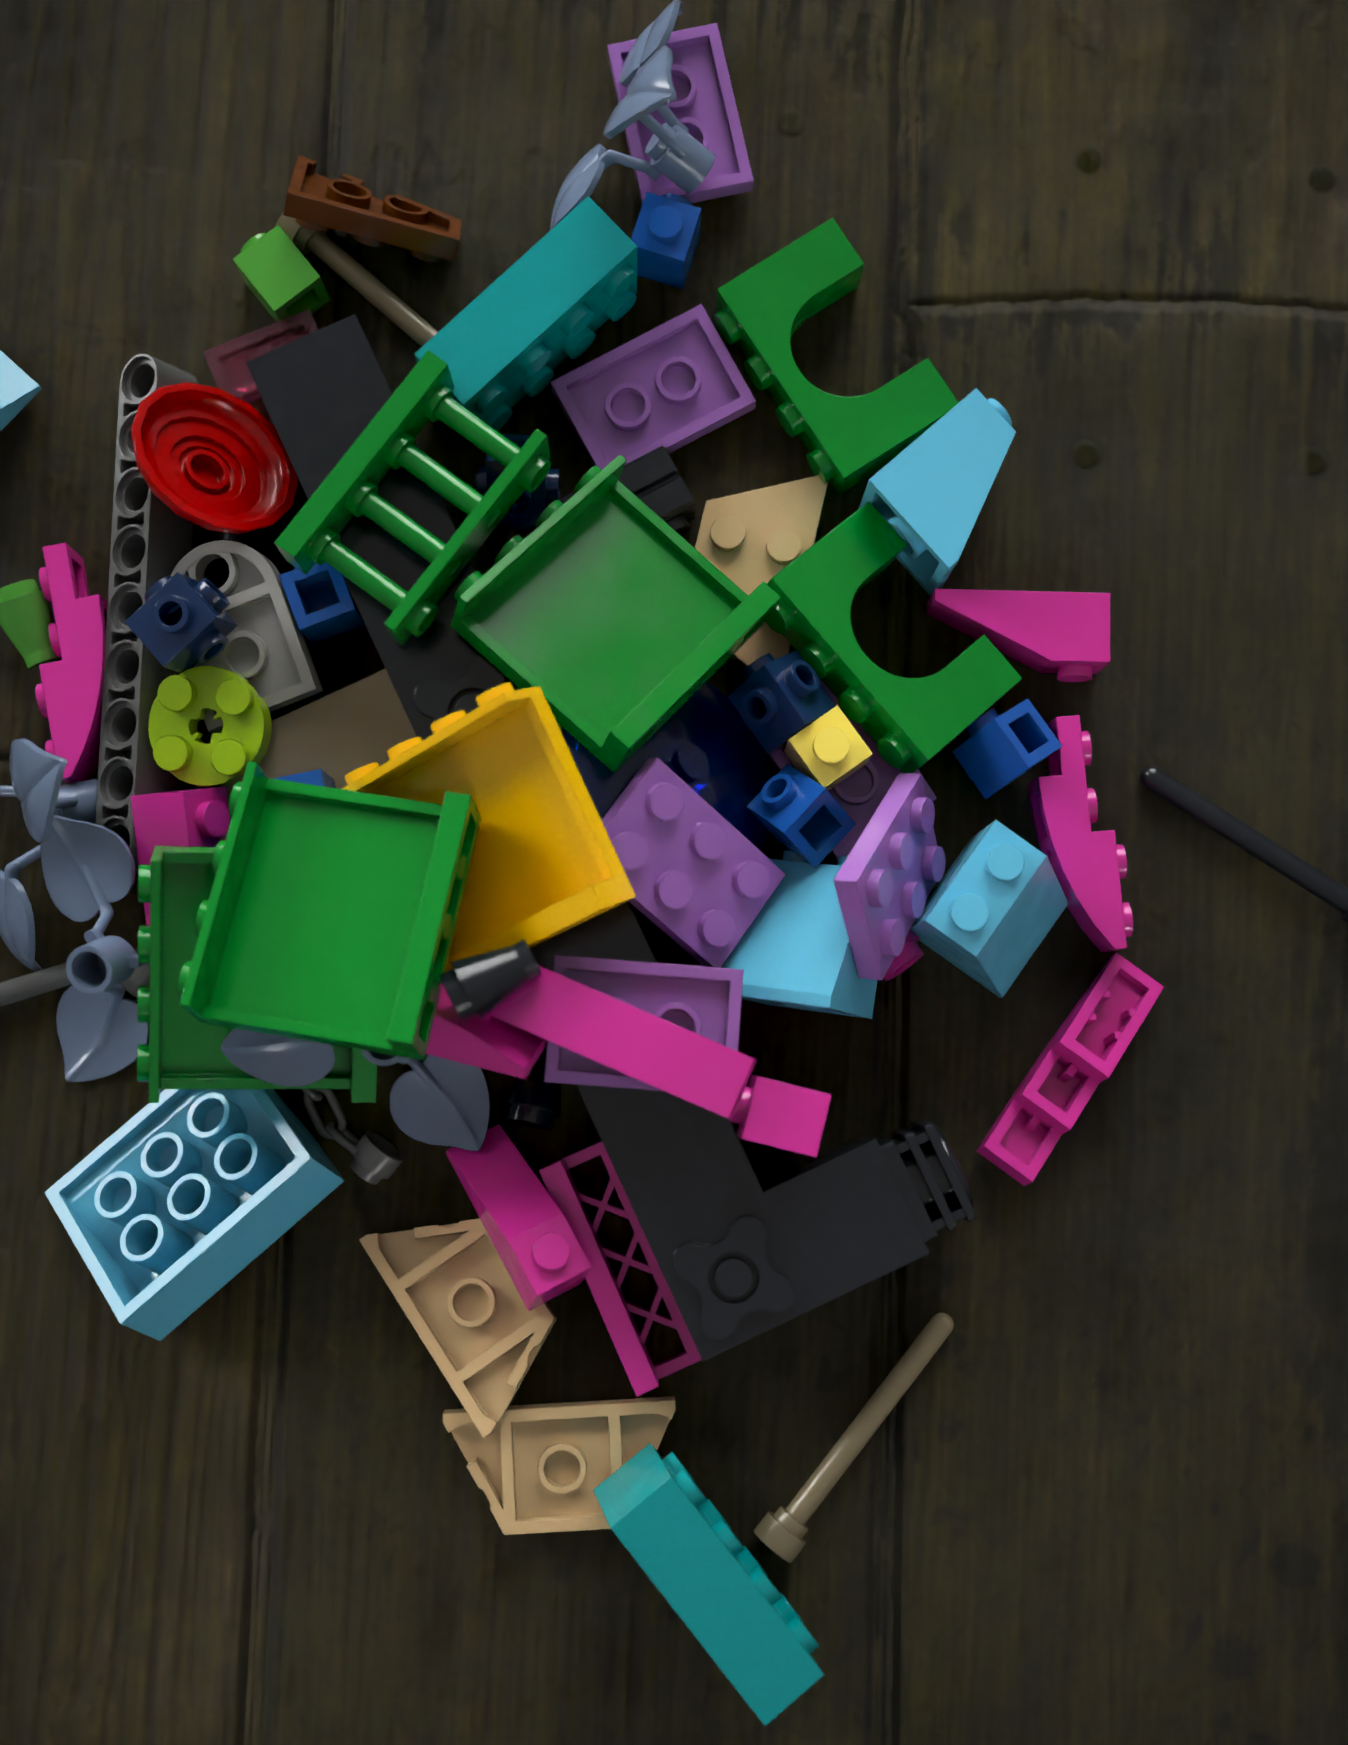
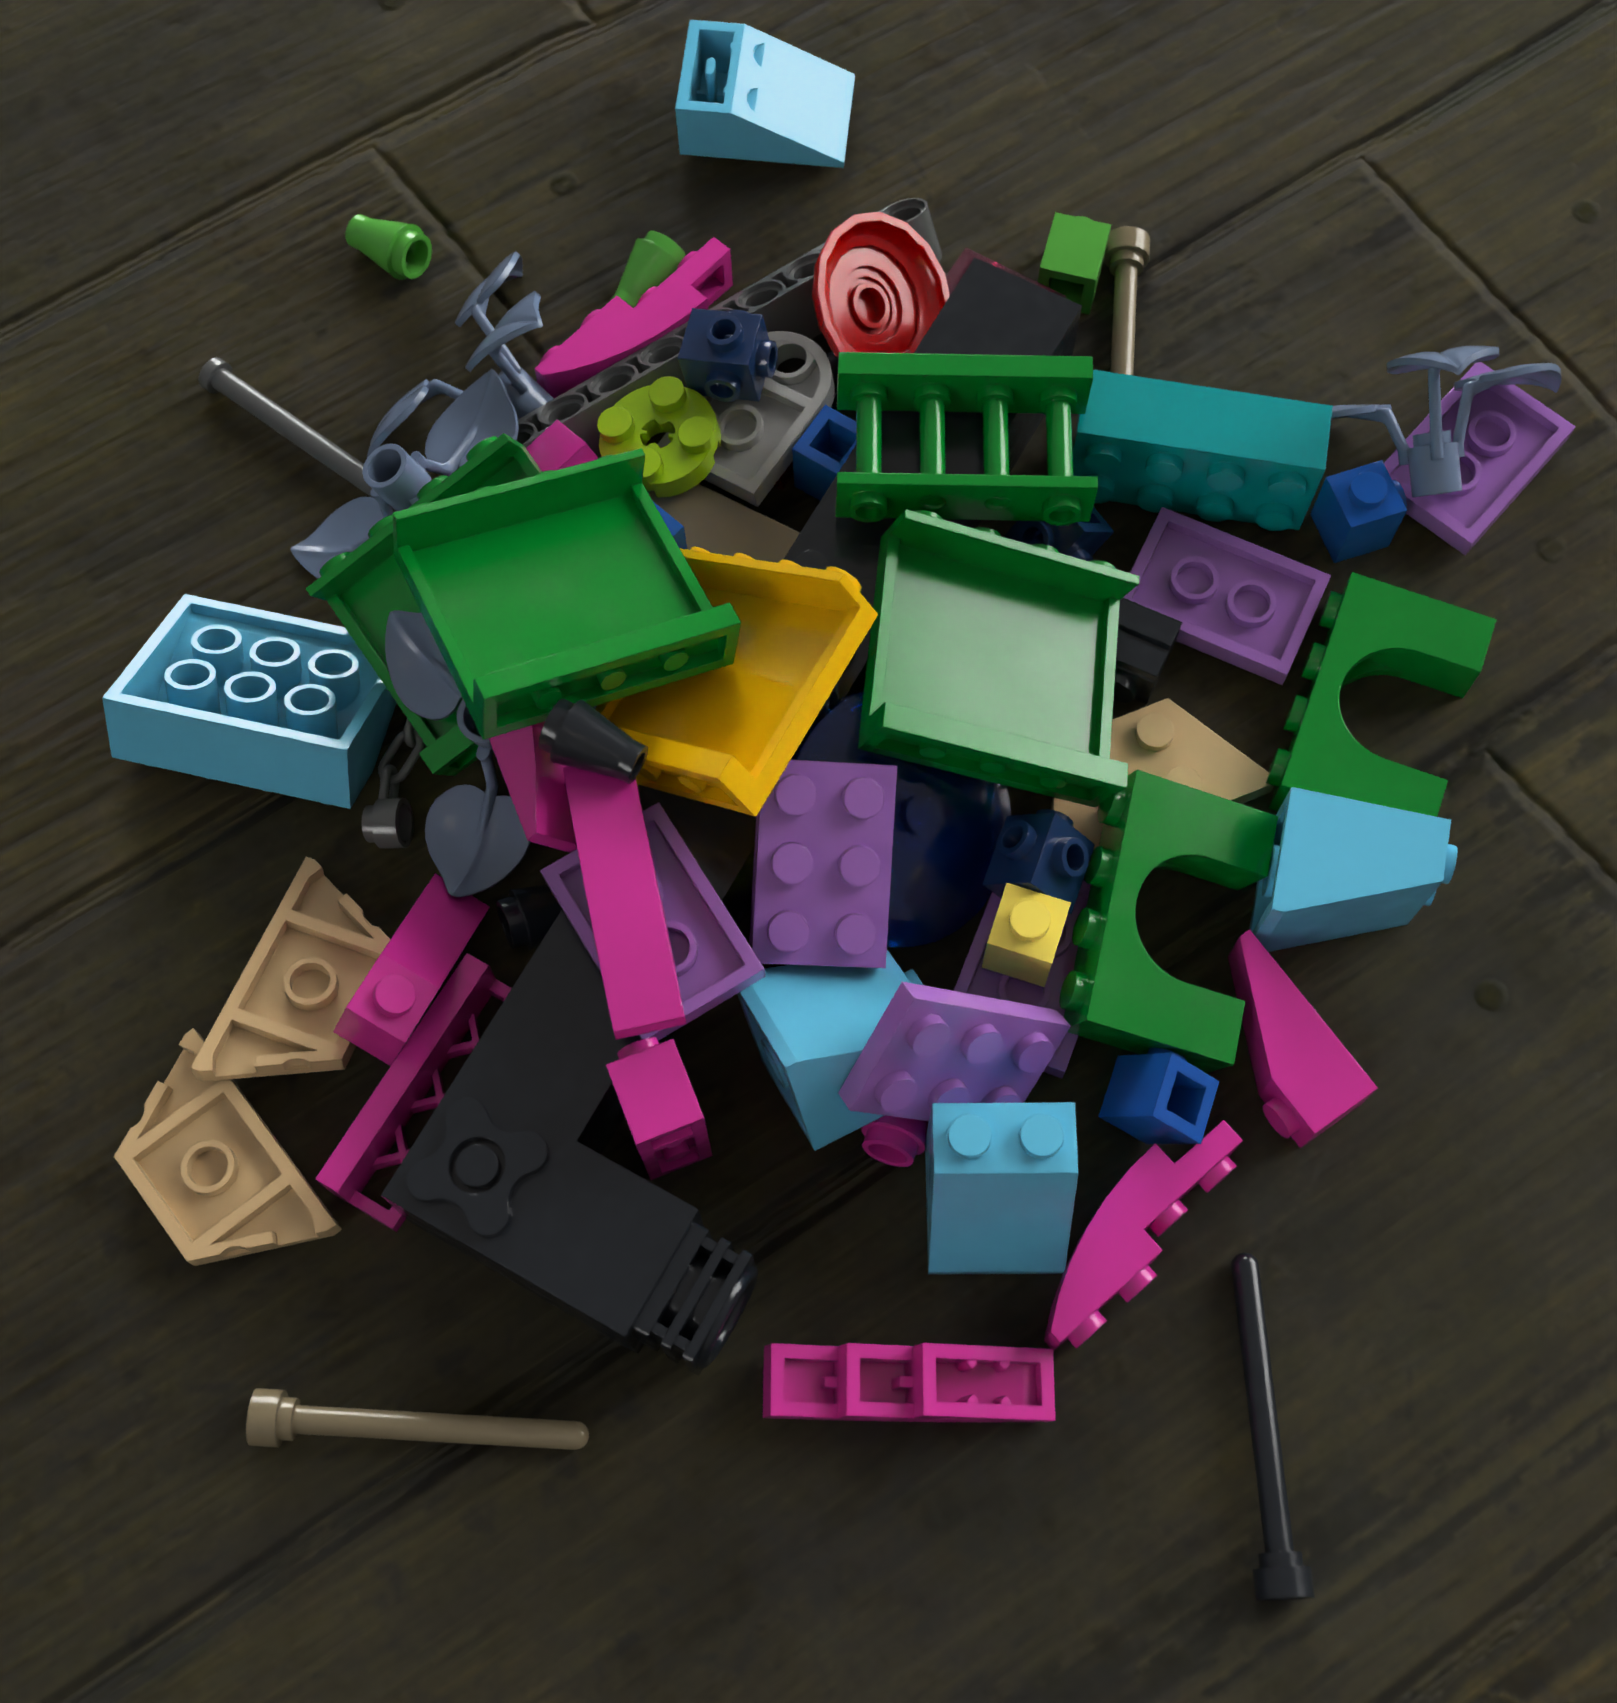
camera: 60 degrees right, 15 degrees down
(351, 208) = (1157, 244): reddish brown wing -> none
(710, 1580) = (176, 1361): teal brick -> none
(801, 815) = (950, 944): blue brick -> none

